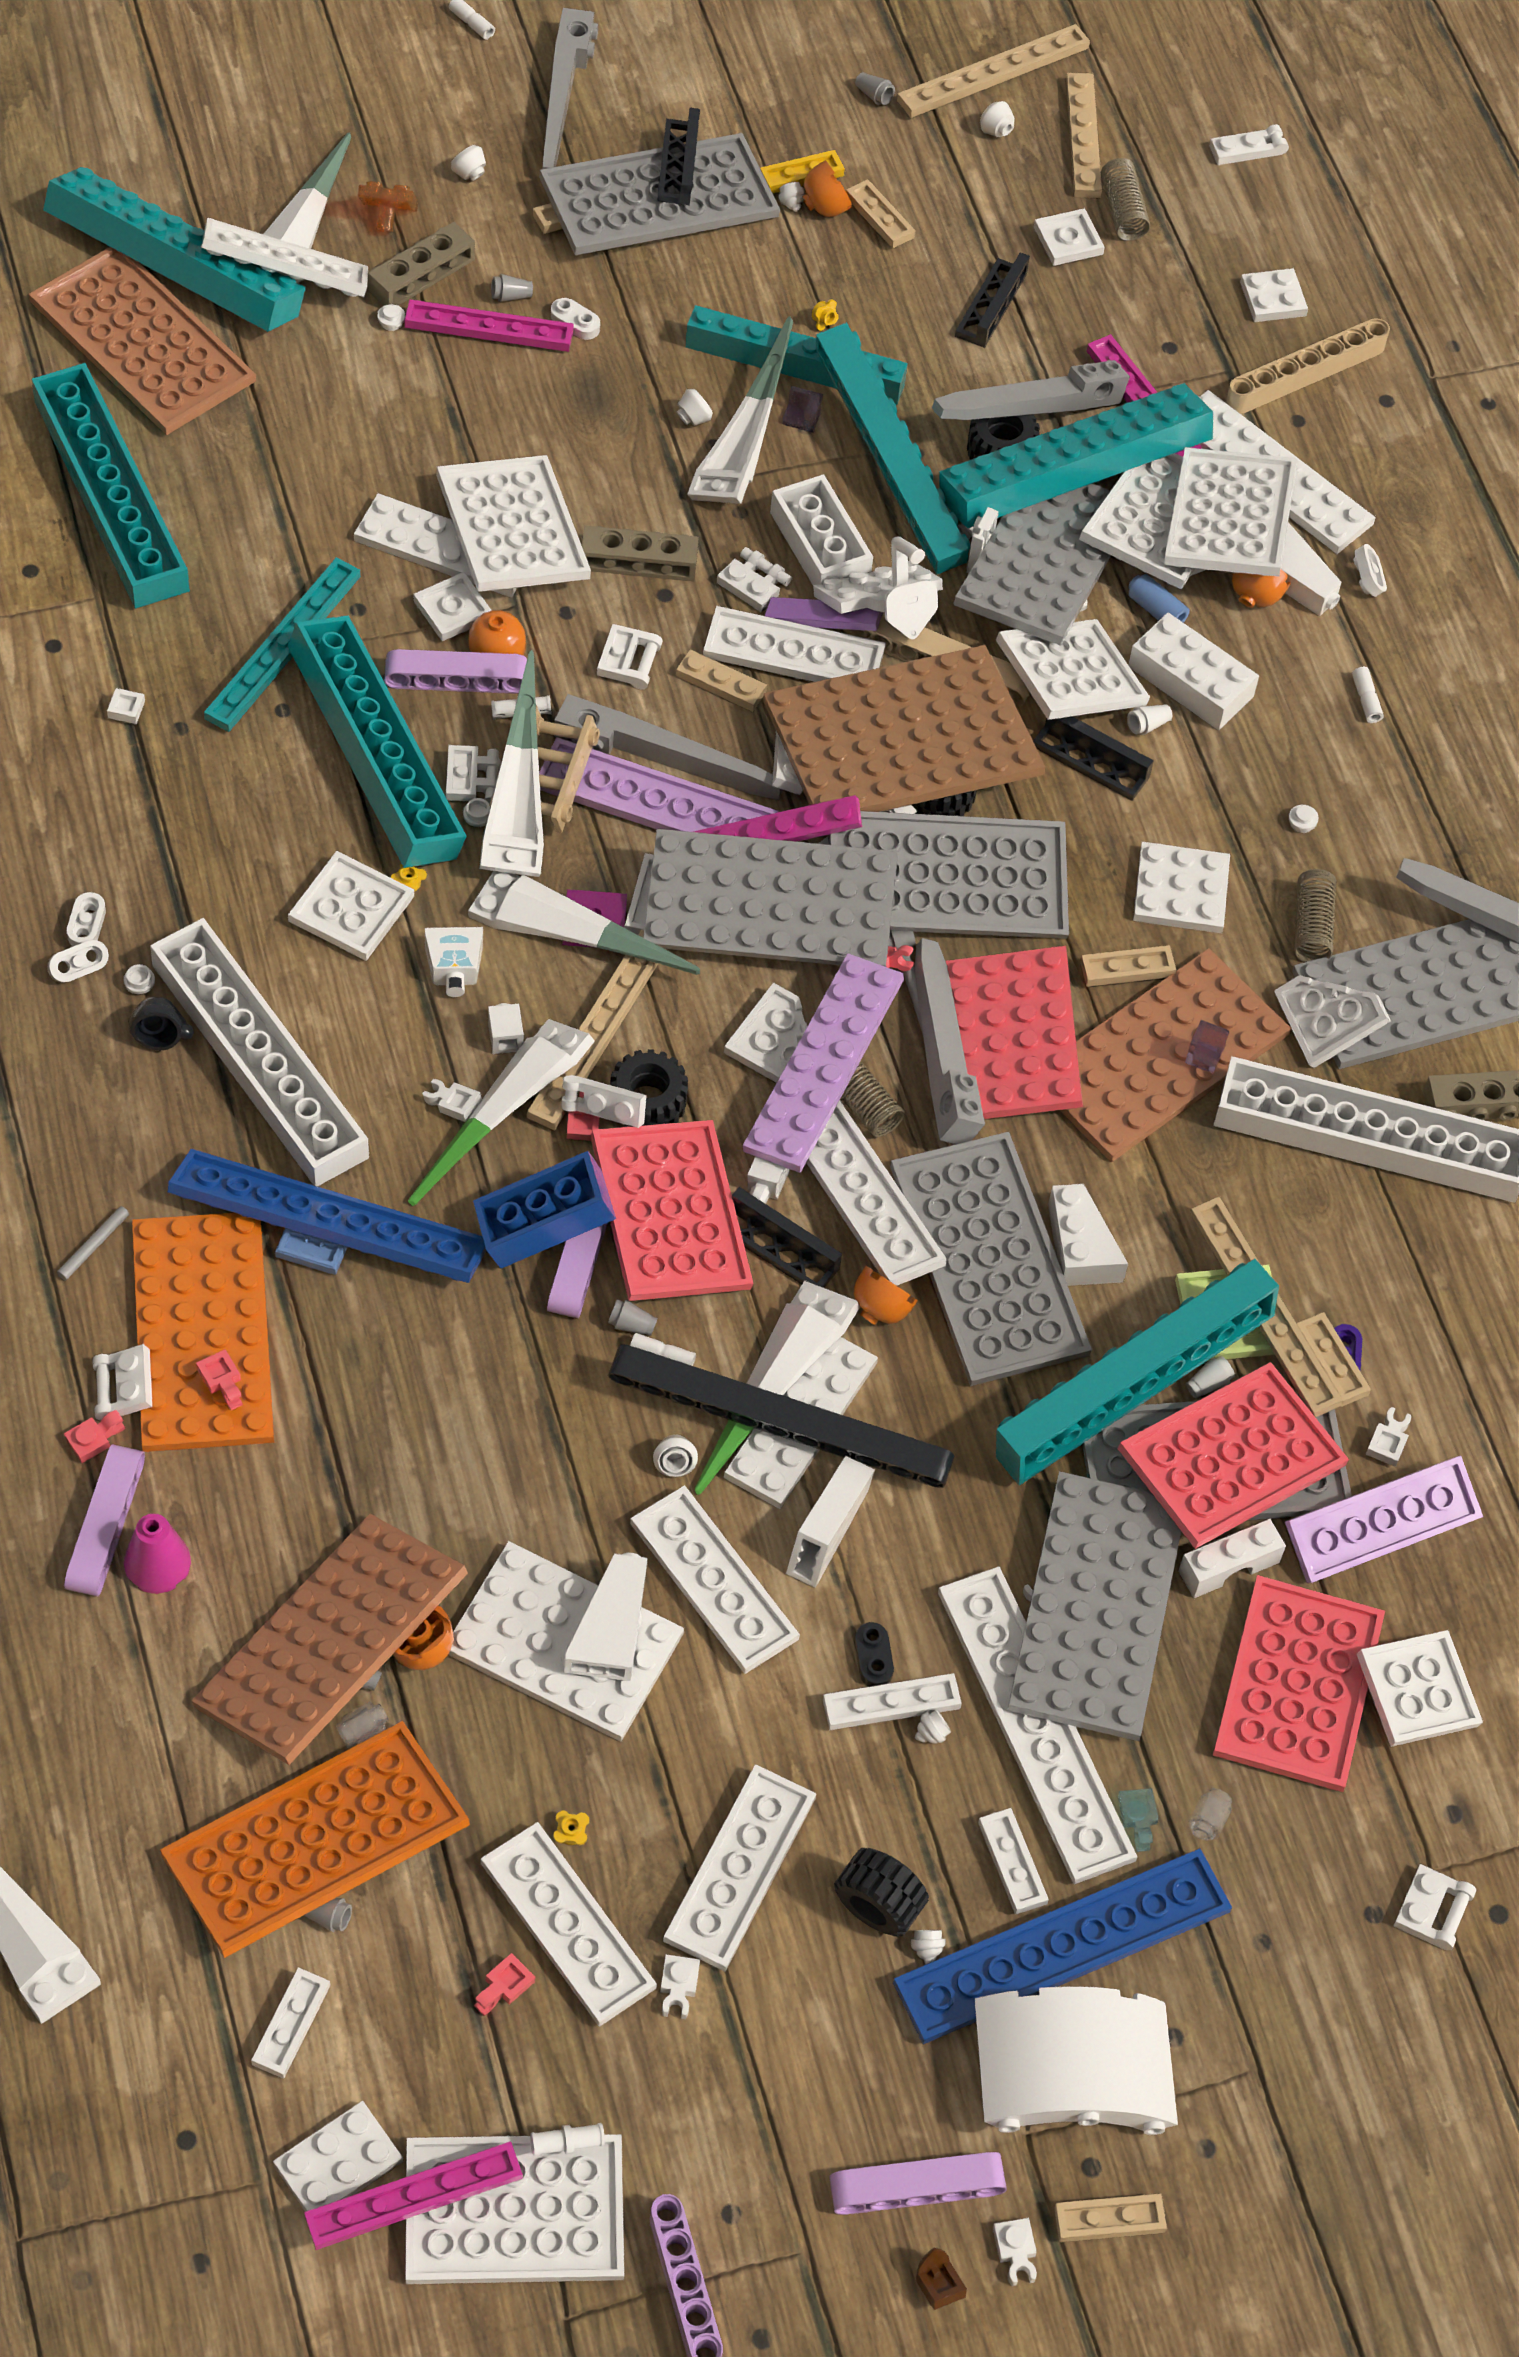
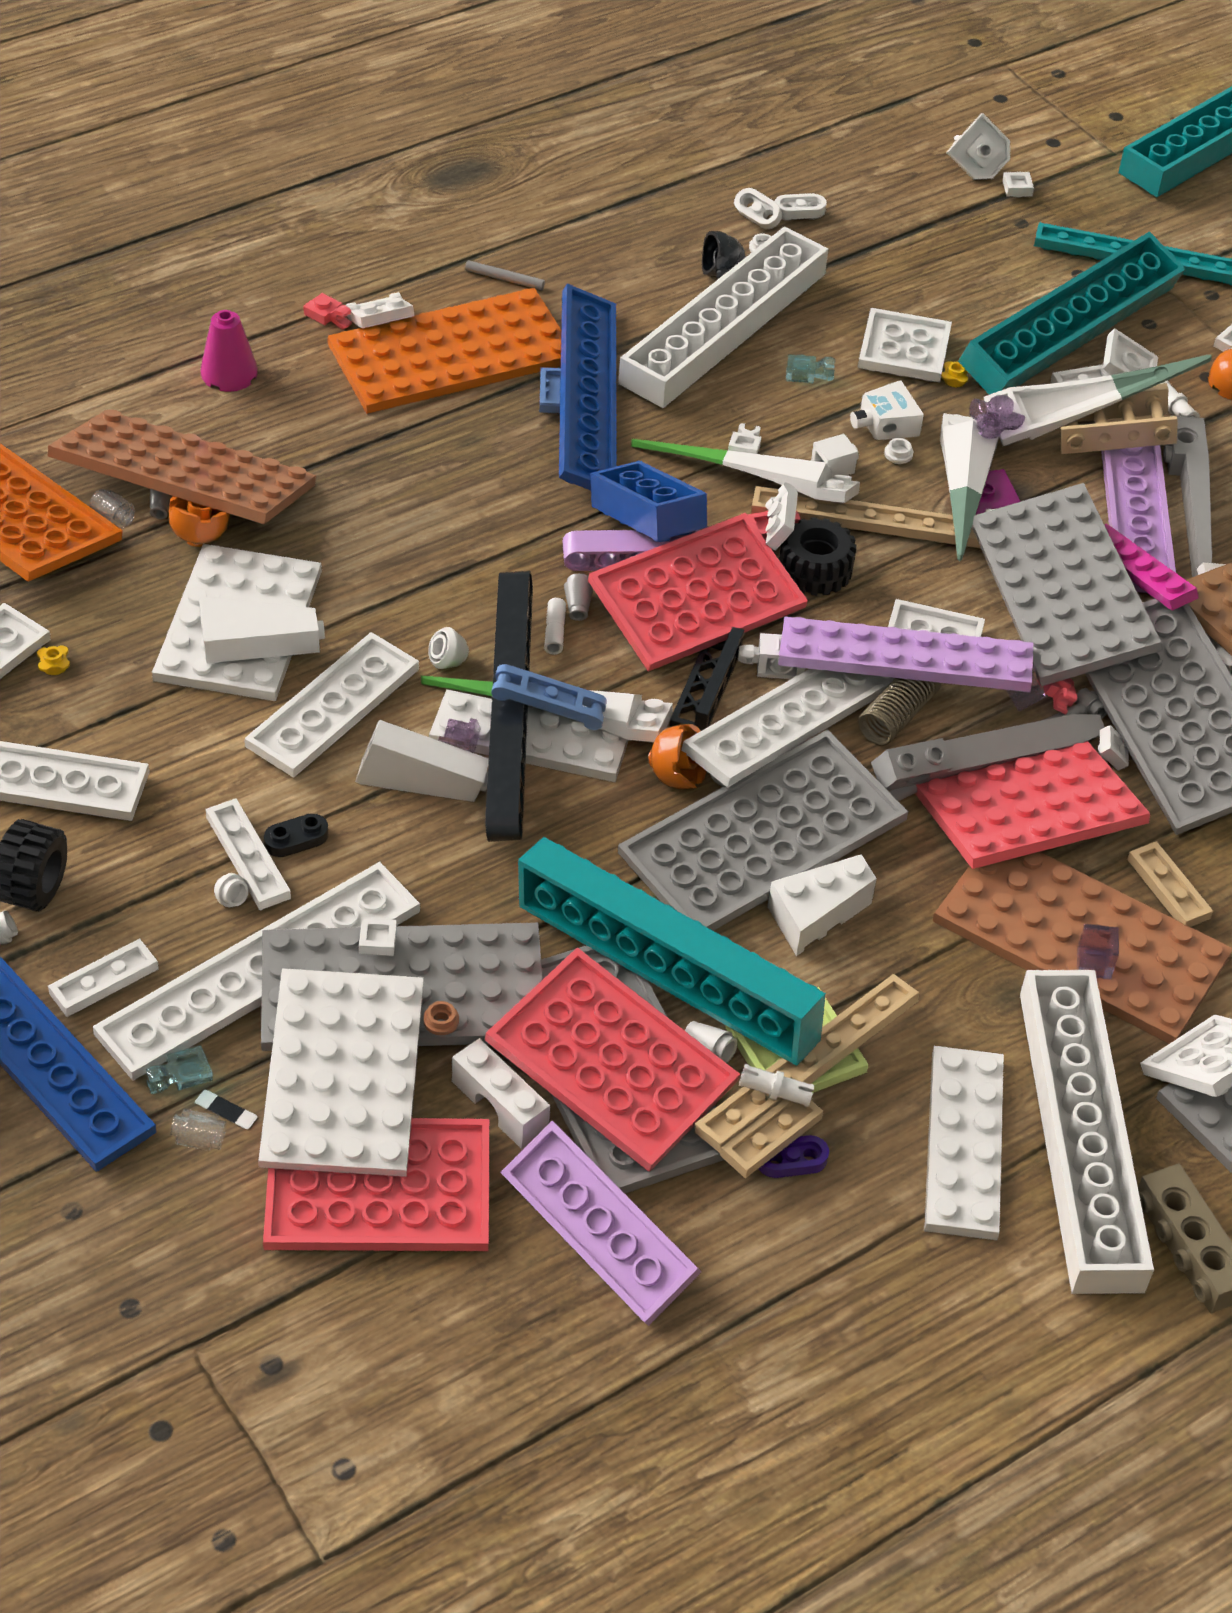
camera: 75 degrees right, 10 degrees down
(68, 717) = (981, 149): none -> white piece
(104, 1520) = (261, 327): lavender beam -> none
(221, 1374) = (401, 351): coral plate -> none
(353, 1009) = (805, 368): none -> clear light blue plate
(454, 671) = (1177, 343): lavender beam -> none
(457, 721) = (1126, 355): none -> white plate
(509, 969) = (899, 451): none -> white plate
(513, 862) = (995, 416): none -> clear purple plate
(804, 1376) = (549, 695): none -> medium blue plate
(808, 1473) = (462, 734): none -> clear purple panel
(961, 945) = (1113, 748): none -> white plate
(1060, 1603) = (377, 936): none -> white plate
(1167, 1569) = (438, 1011): none -> nougat plate
(1181, 1791) = (226, 1109): none -> sticker
(1194, 1674) = (342, 1073): none -> white plate
(1300, 1335) = (776, 1085): none -> white pin
(1353, 1223) = (964, 1143): none -> white plate
(1388, 1439) = (702, 1216): white plate -> none
(1419, 1688) = (402, 1290): white plate -> none
(1424, 1902) = (149, 1349): white plate -> none

